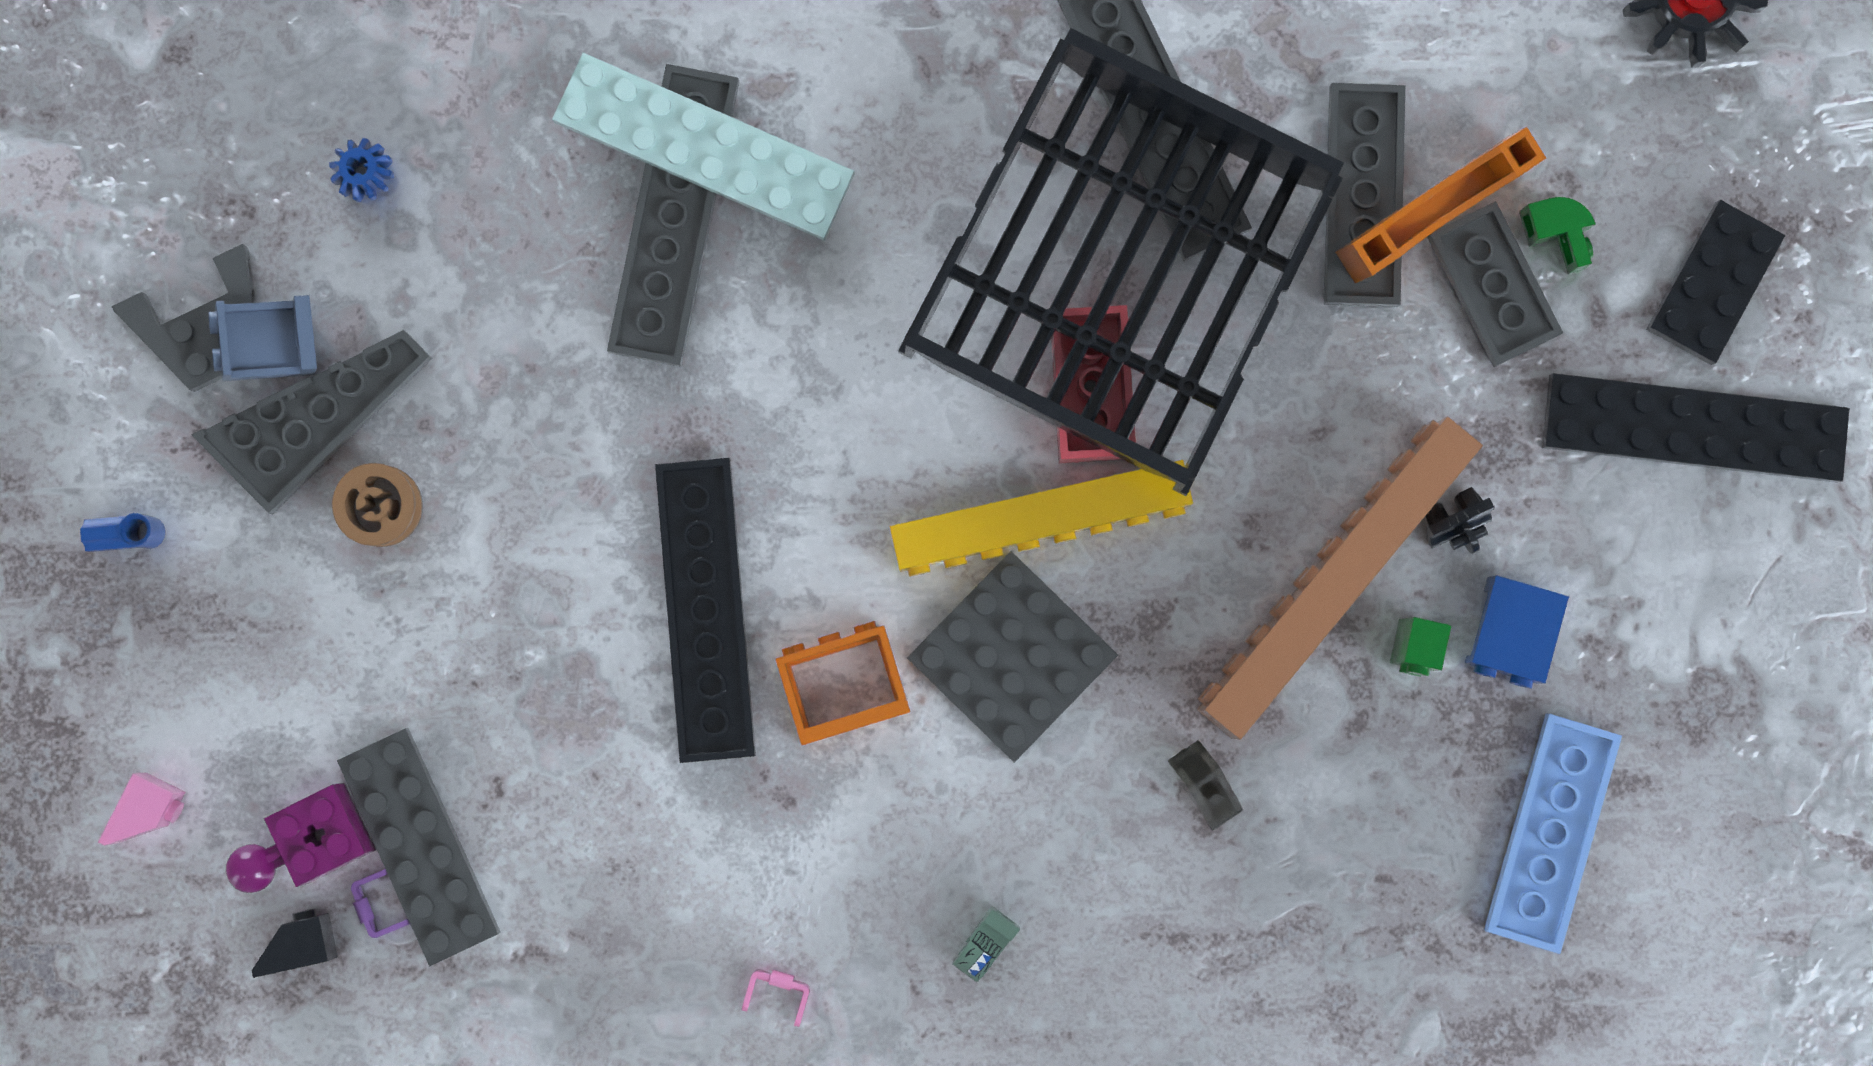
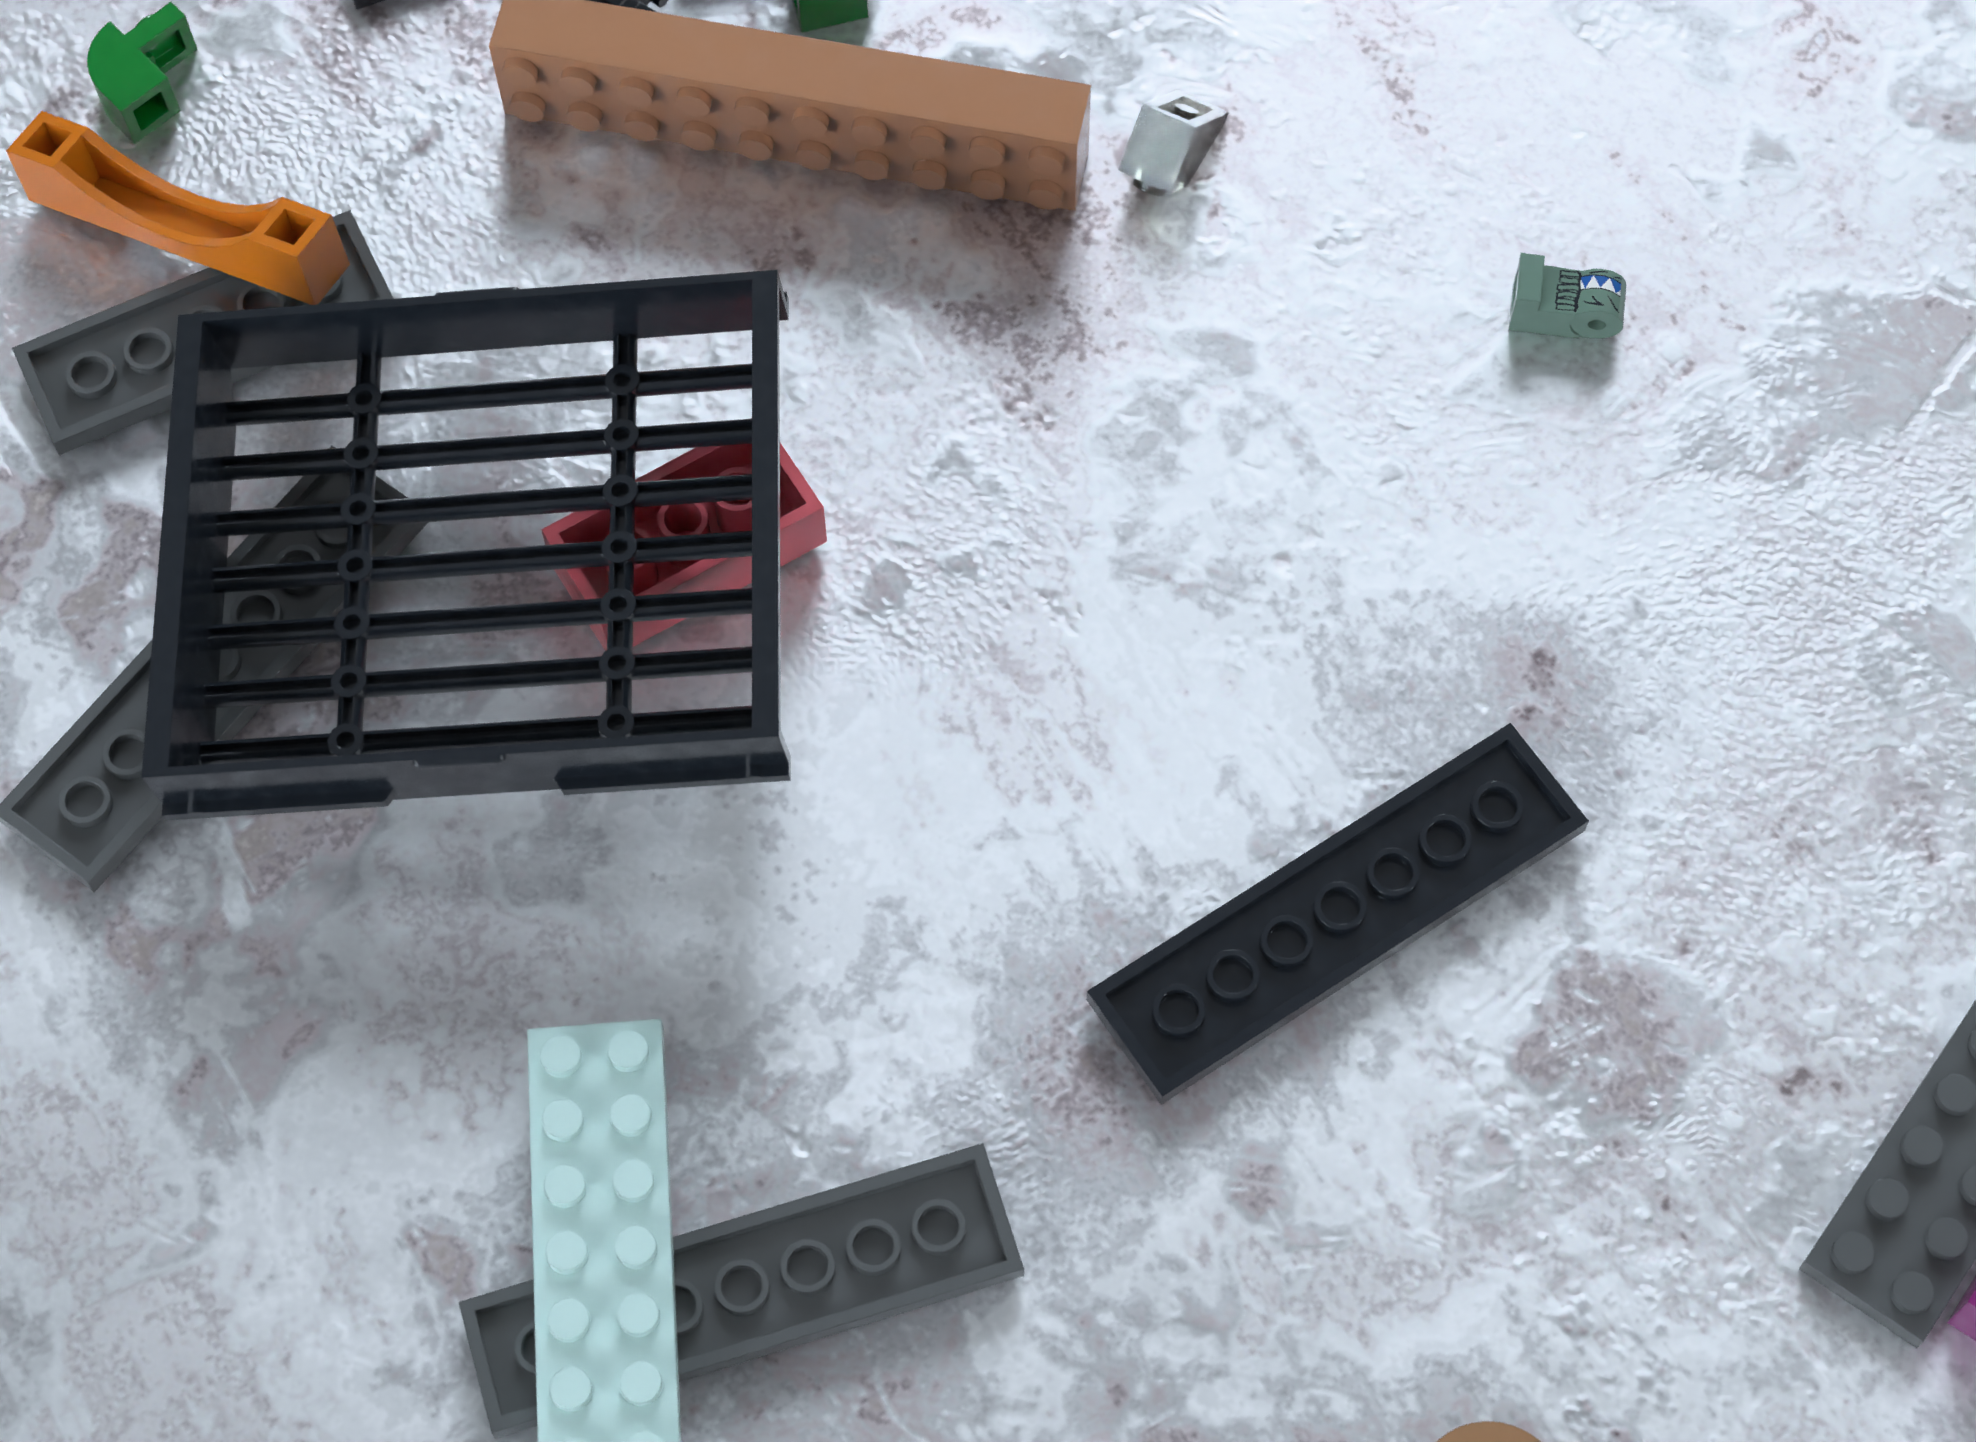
camera: 120 degrees left, 20 degrees down
(779, 980) = (1798, 540): bright pink piece -> none
(830, 645) = (1366, 614): orange window -> none
(1012, 656) = (1145, 467): dark grey plate -> none
(1034, 518) = (936, 531): yellow brick -> none
(1494, 284) = (262, 111): dark grey plate -> none

